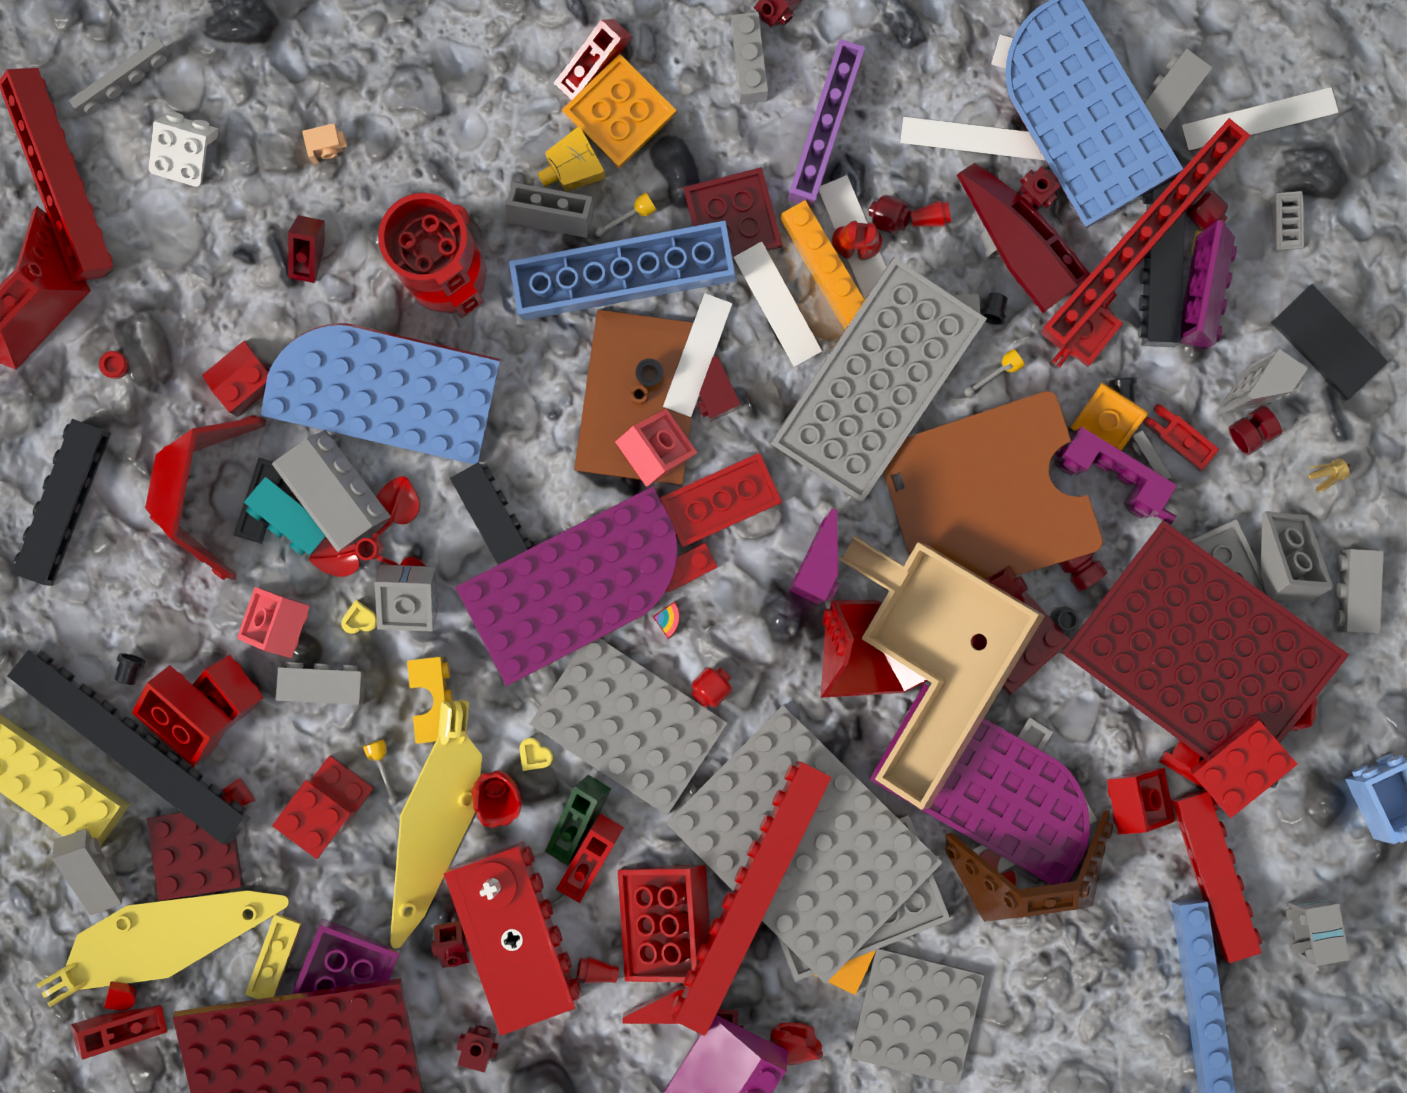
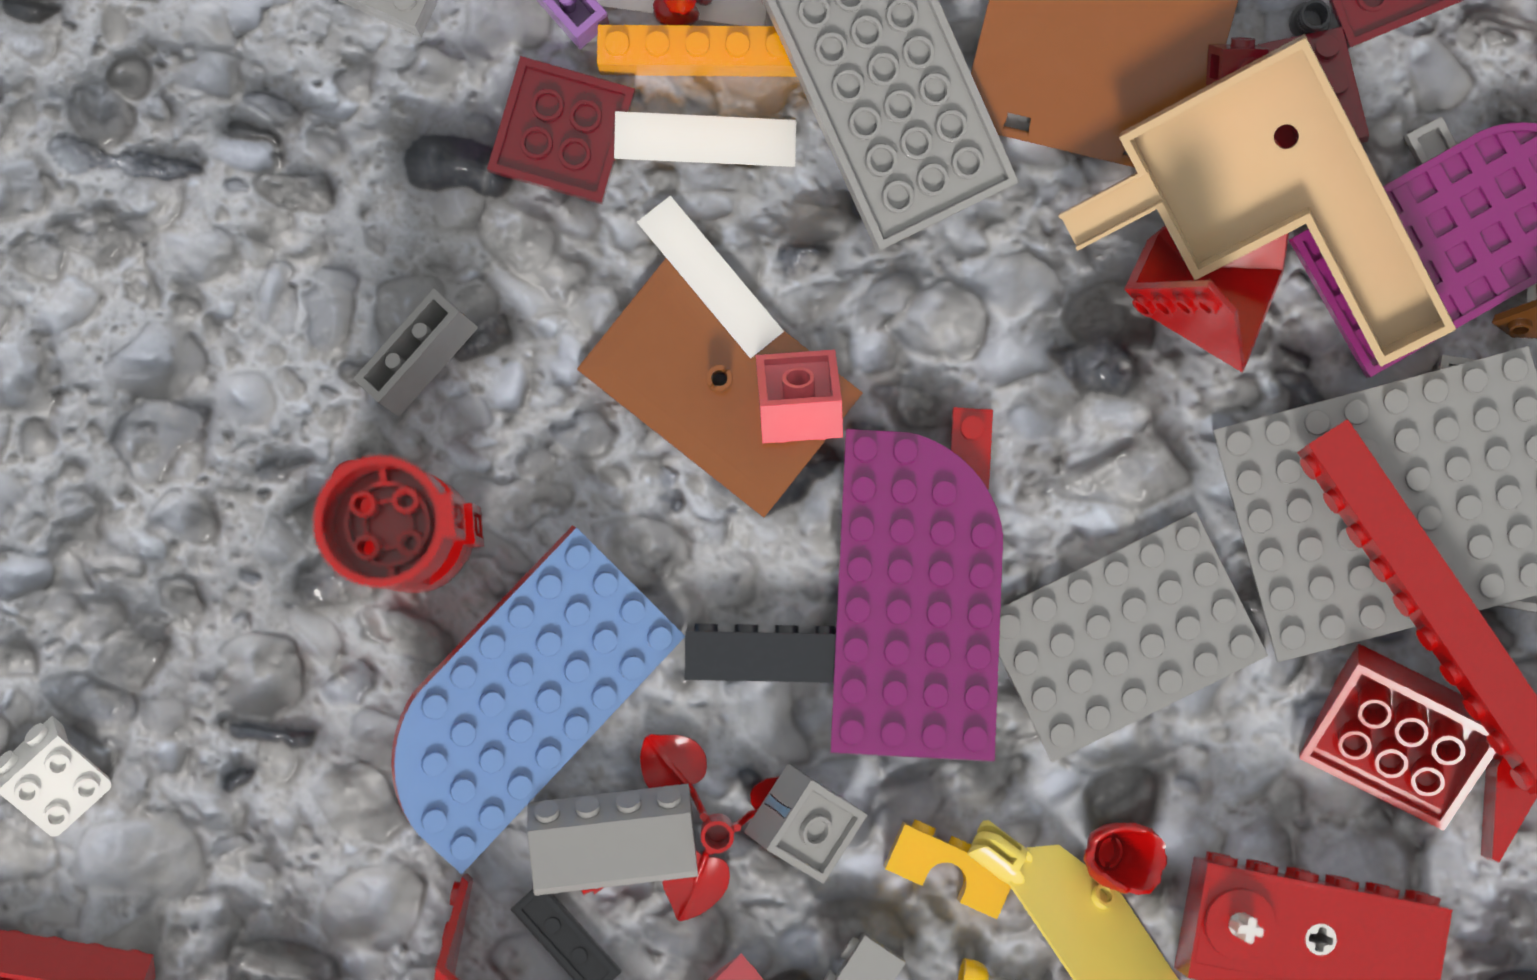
camera: 60 degrees left, 0 degrees up
(238, 379) = (393, 876): red slope -> none
(285, 517) = (610, 918): teal brick -> none
(305, 248) = (277, 692): dark red slope -> none
(324, 142) = (154, 589): light nougat brick -> none
(359, 618) = (792, 899): light yellow tile -> none
(534, 755) = (1095, 778): light yellow tile -> none
(572, 163) = (371, 290): yellow torso -> none
(577, 818) = (1208, 771): dark green slope -> none
(590, 858) = (1266, 782): red slope -> none
(594, 55) = (252, 185): slope -> none
(596, 971) = (1411, 859): red cone -> none
(619, 111) = (340, 192): light orange plate -> none
(622, 270) = (550, 305): medium blue brick -> none
(642, 206) = (480, 234): hinge -> none
(645, 364) = (695, 335): black piece -> none
(668, 619) = (1022, 510): tile -> none
(711, 687) = (1140, 505): red head -> none
(717, 393) = (773, 280): dark red slope -> none
(721, 500) = (911, 354): red plate -> none
(820, 566) = (1069, 272): magenta slope -> none

